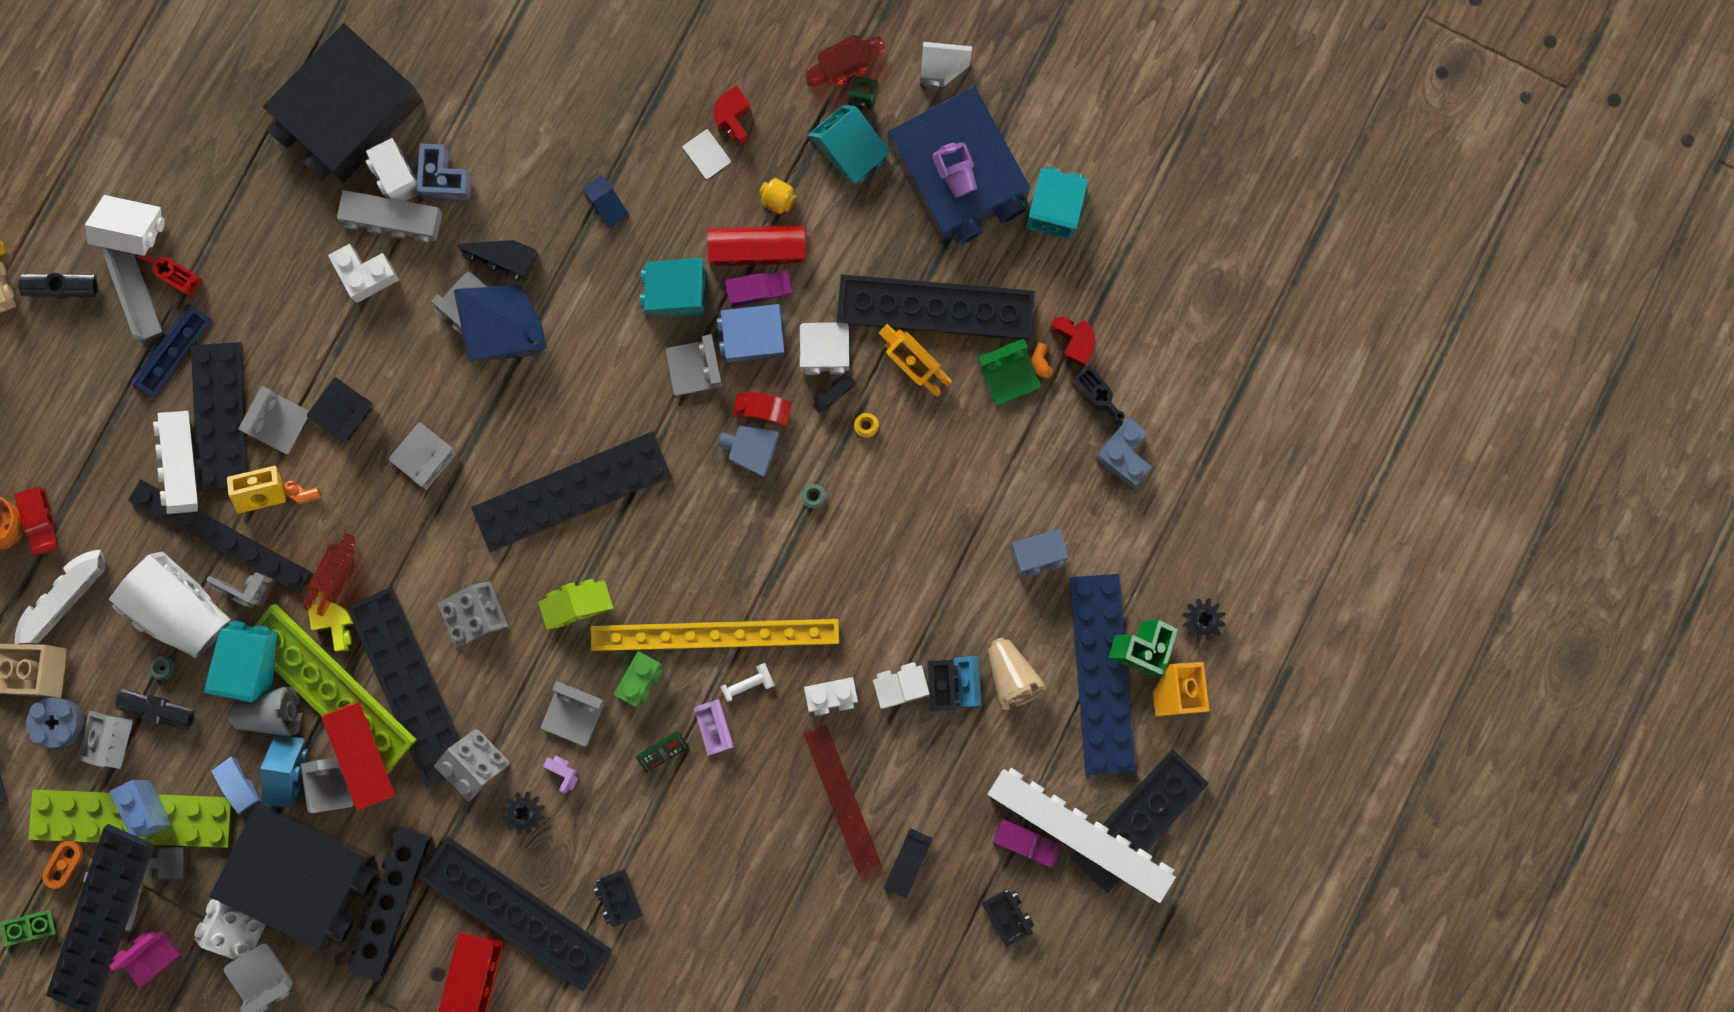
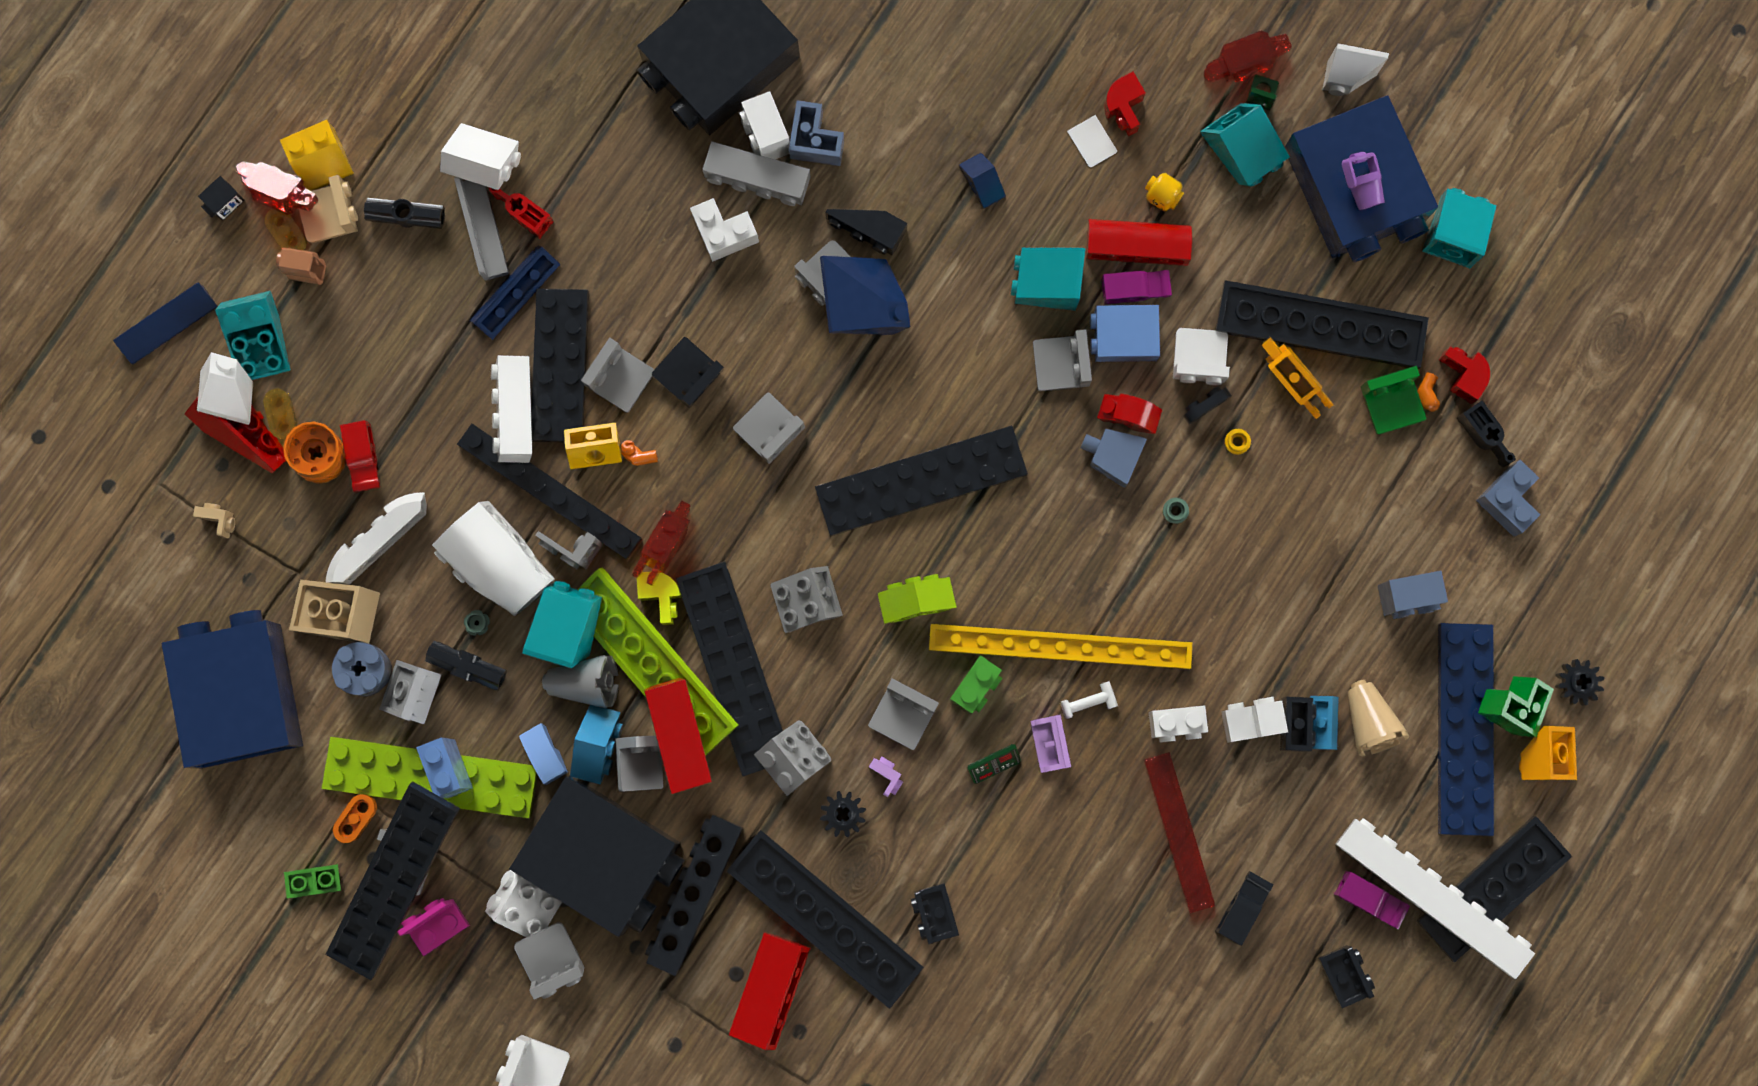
camera: 10 degrees right, 0 degrees up
(171, 864) = (469, 830): dark grey brick -> none

